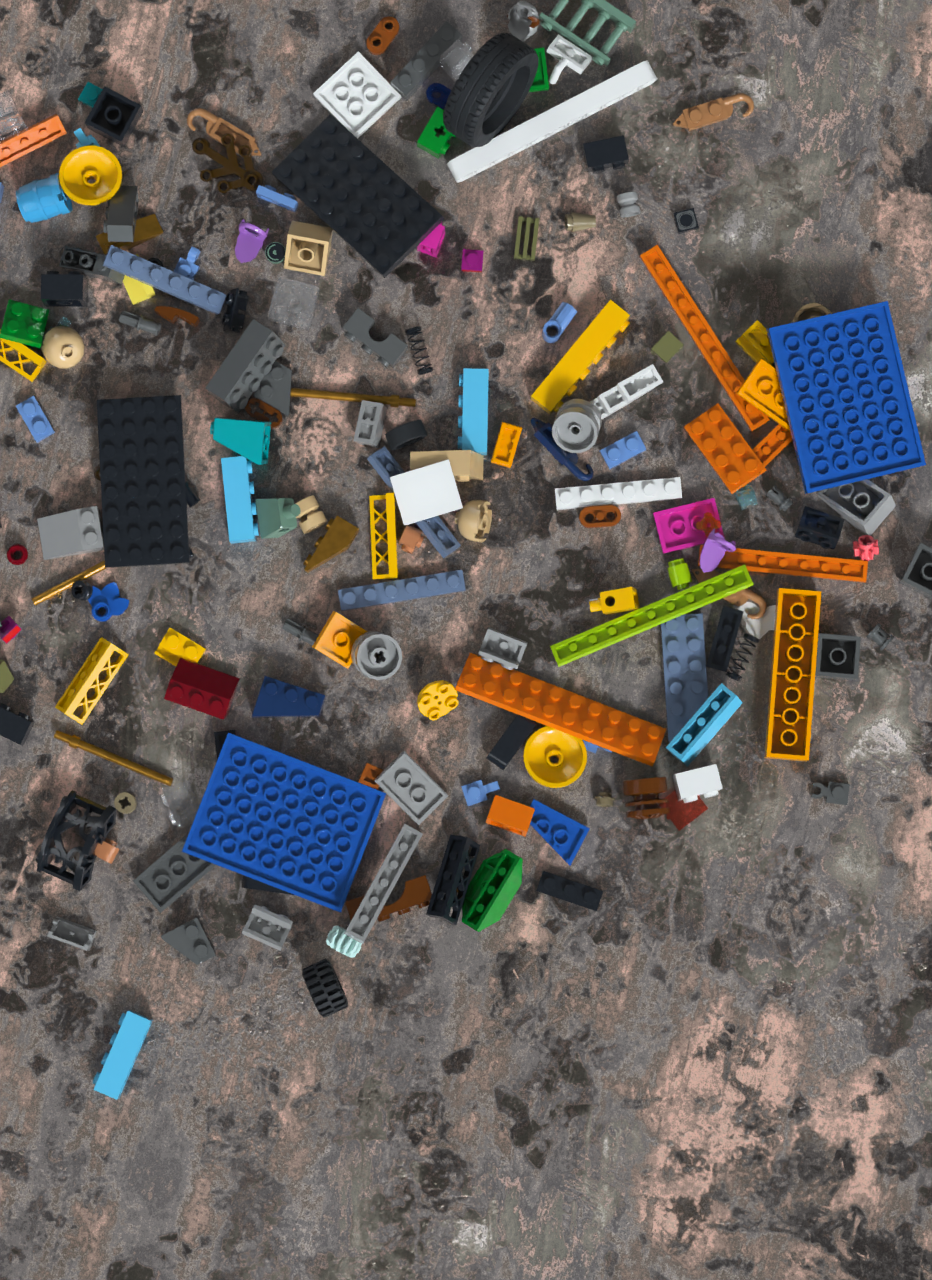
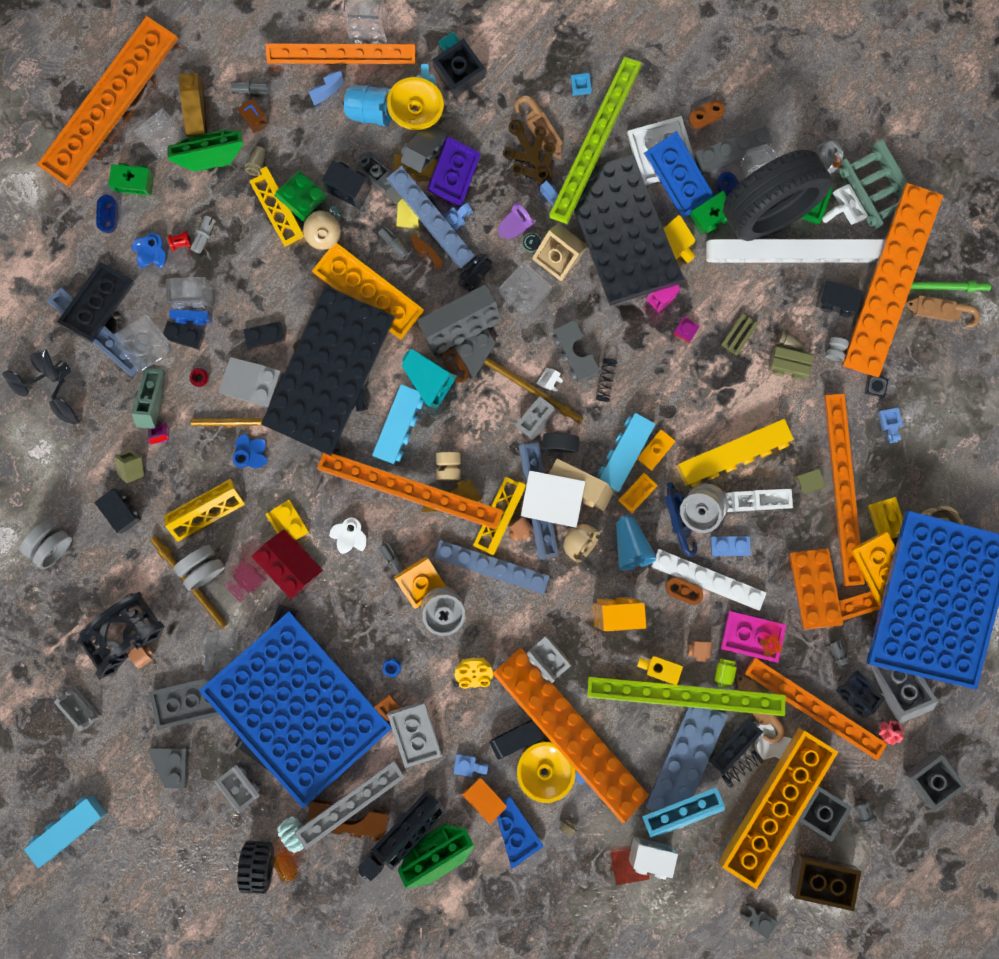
camera: 25 degrees right, 0 degrees up
(35, 419) = (271, 277): medium blue plate -> none
(59, 480) = (264, 335): none -> black plate
(87, 590) = (236, 430): black bush -> none
(118, 736) = (199, 567): none -> light grey wheel
(121, 378) = (357, 280): none -> light orange plate
(129, 804) = (182, 624): dark tan wheel -> none
(162, 222) = (453, 171): none -> dark purple plate
(171, 724) = (248, 580): none -> clear pink brick
(242, 69) = (581, 84): none -> dark azure plate
(246, 635) = (348, 538): none -> white plate
(276, 516) = (421, 454): sand green torso -> none
(283, 555) = (411, 490): none -> orange plate
(286, 119) = (595, 140): none -> lime plate
(287, 700) = (351, 609): dark blue wedge -> none
(353, 977) = (285, 867): none -> clear orange brick
(355, 742) = (386, 667): none -> blue plate
(362, 378) = (549, 378): none -> white tile
(386, 112) = (678, 174): none -> blue plate
(419, 176) = (680, 239): none -> yellow torso
(434, 935) = (370, 867): none -> black plate
(503, 394) = (656, 450): none -> light orange plate
(527, 498) = (632, 545): none -> dark azure cone
(543, 566) = (619, 614): none -> light orange brick
(559, 321) = (732, 415): medium blue piece -> none
(569, 891) = (500, 888): black plate -> none
(590, 241) = (790, 363): none -> olive brick
(643, 565) = (700, 650): none -> nougat plate
(646, 110) = (892, 280): none -> orange plate
(646, 797) = (602, 850): reddish brown wheel -> none
(714, 551) = (765, 670): medium lavender piece -> none
(716, 248) = (891, 421): none -> medium blue plate
(727, 75) = (969, 286): none -> bright green bar
(746, 497) = (812, 638): clear light blue wheel -> none
(873, 721) = (825, 882): none -> dark brown brick

